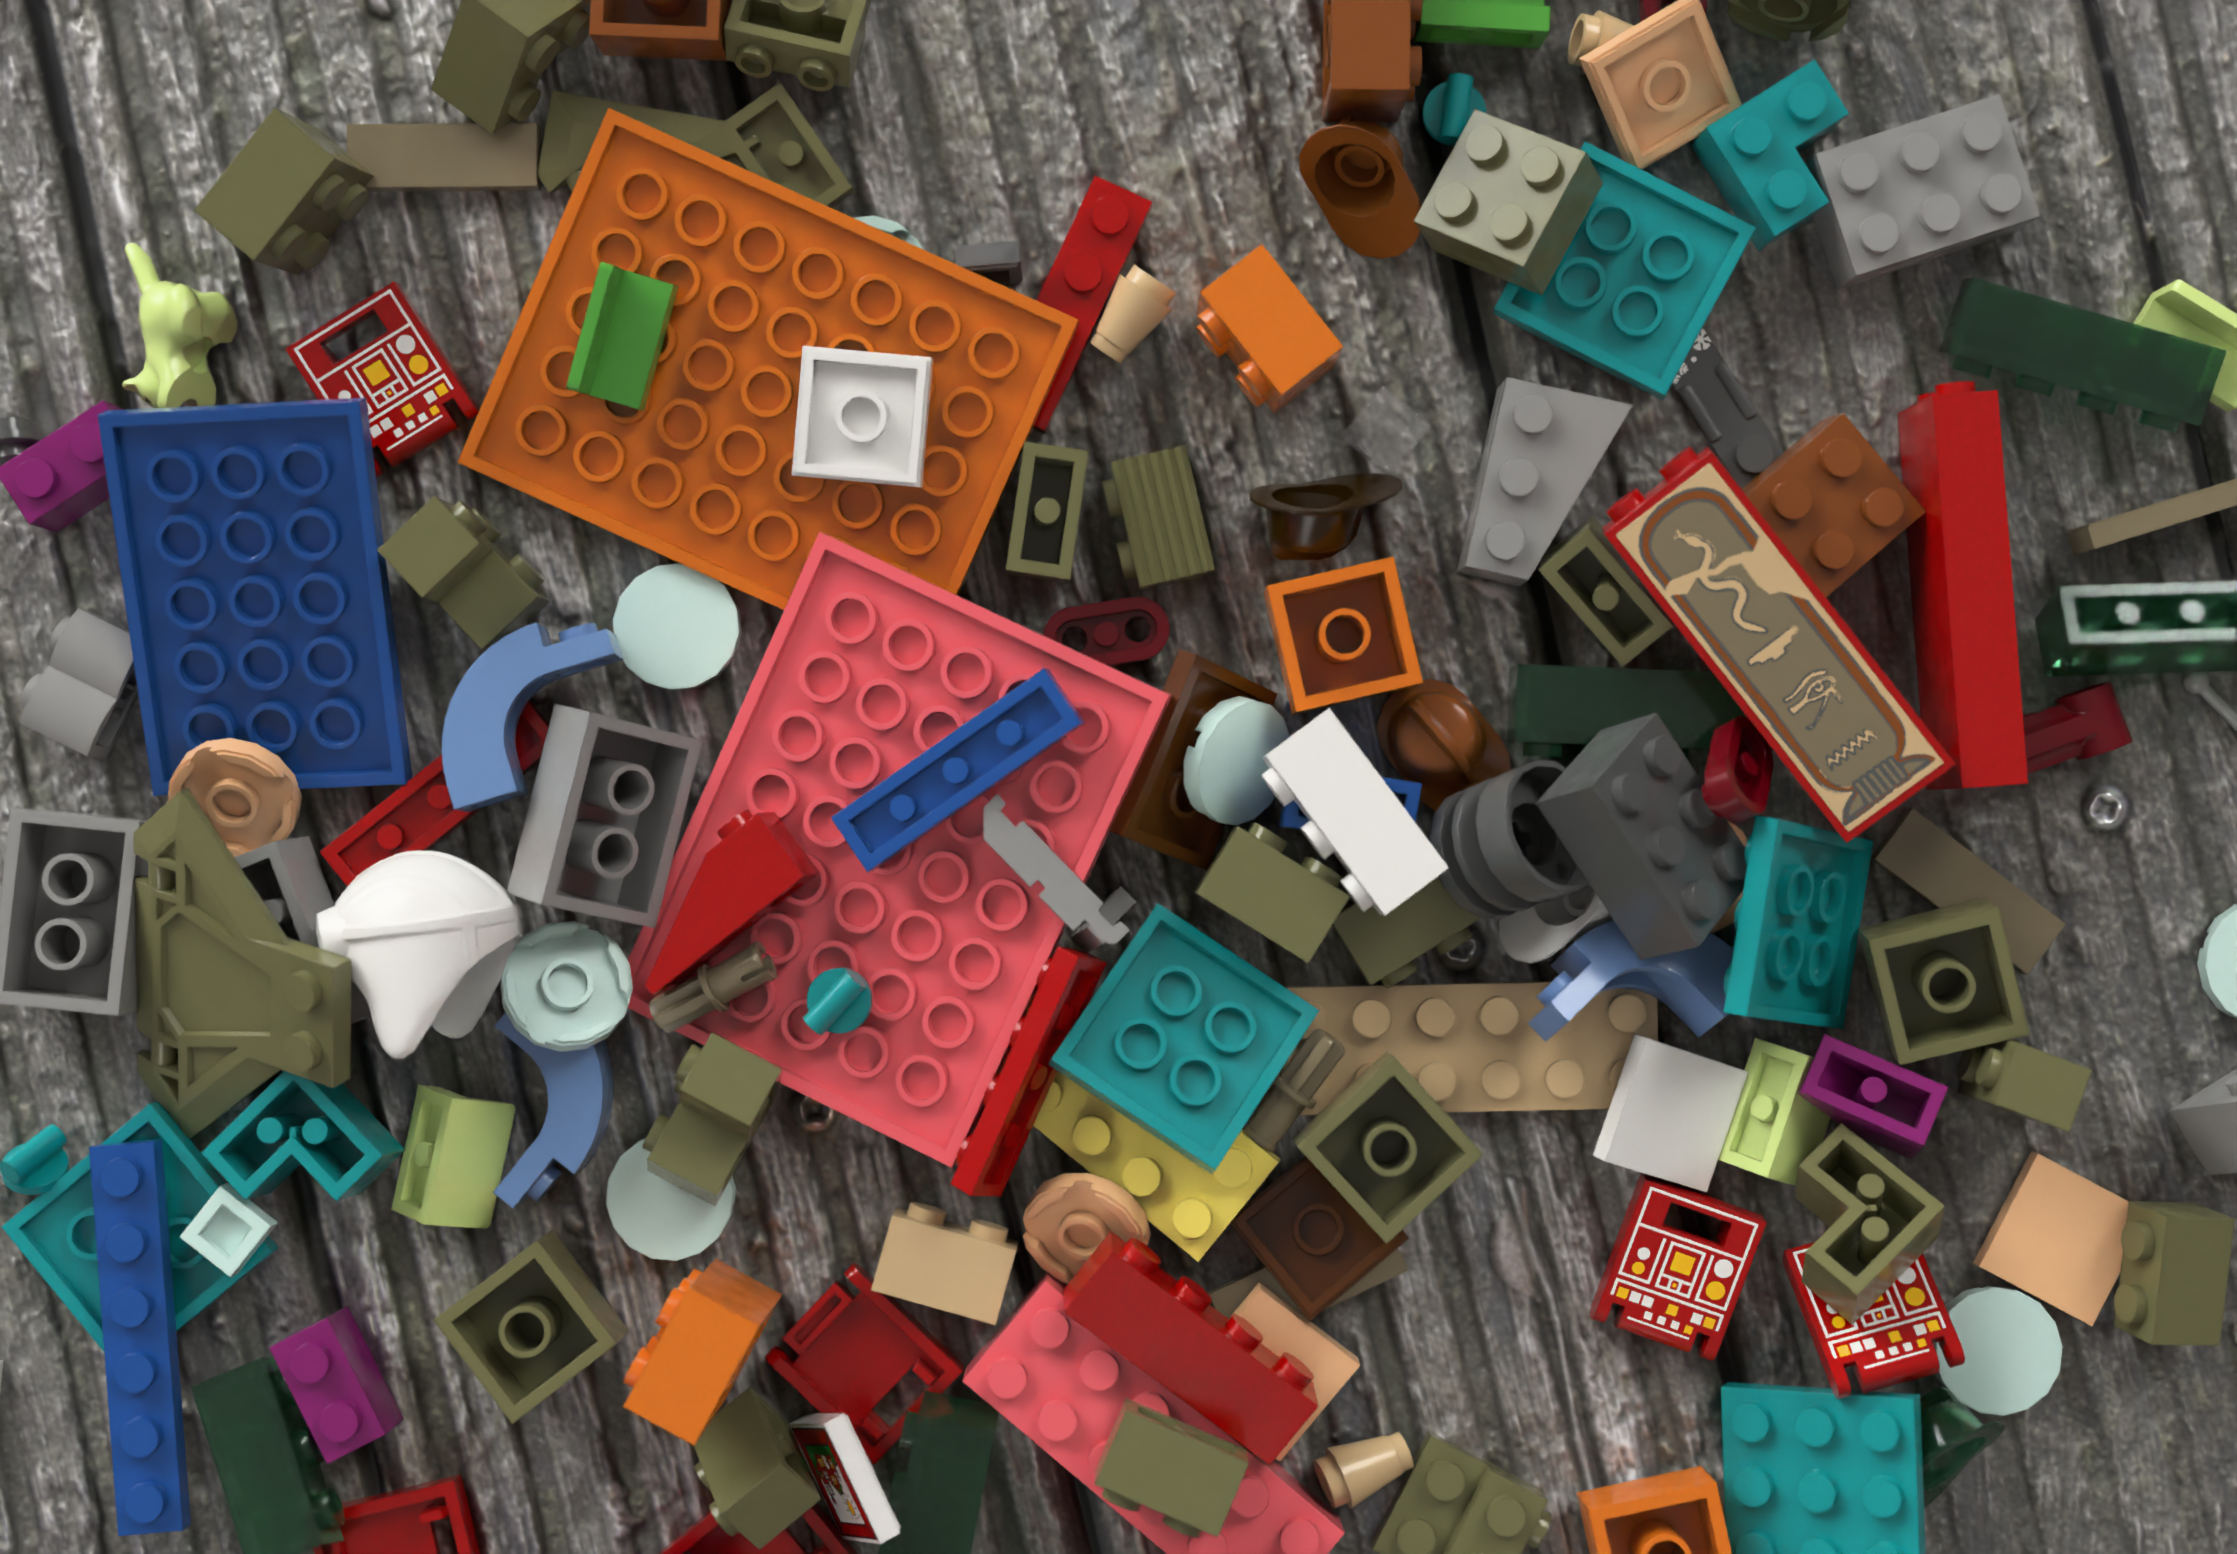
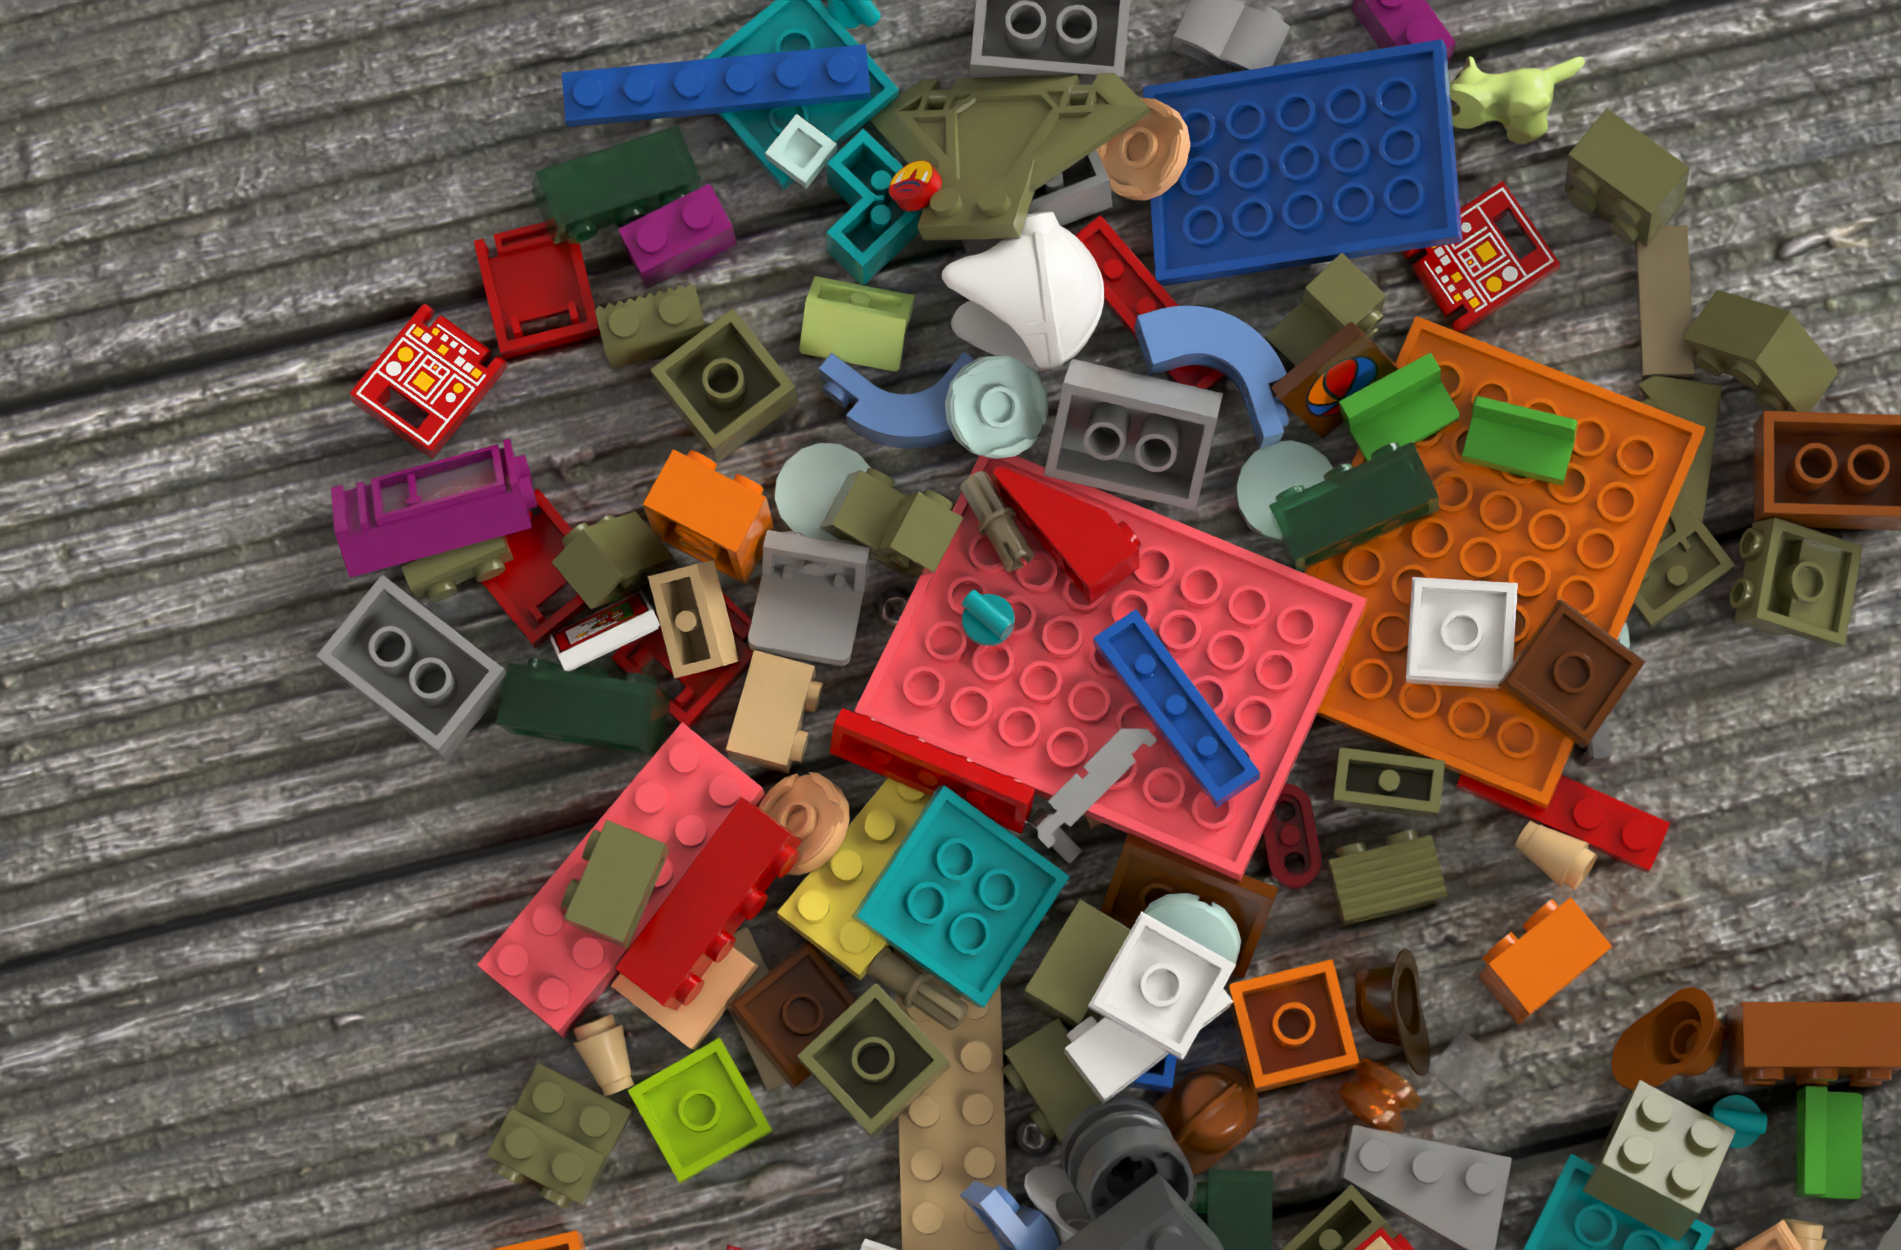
camera: 95 degrees right, 10 degrees down
(277, 1089) = (915, 185): none -> red tile
(452, 1420) = (649, 325): none -> olive brick
(539, 562) = (1330, 375): none -> reddish brown tile
(579, 485) = (1399, 407): none -> bright green panel
(698, 544) = (1353, 505): none -> clear green brick
(805, 1220) = (809, 597): none -> light grey bracket
(832, 1366) = (693, 619): none -> tan brick
(917, 283) = (1571, 673): none -> reddish brown tile
(1312, 795) = (1161, 986): none -> white tile
(1427, 533) = (1380, 1096): none -> clear orange wheel
(1432, 1352) = (700, 1110): none -> lime plate

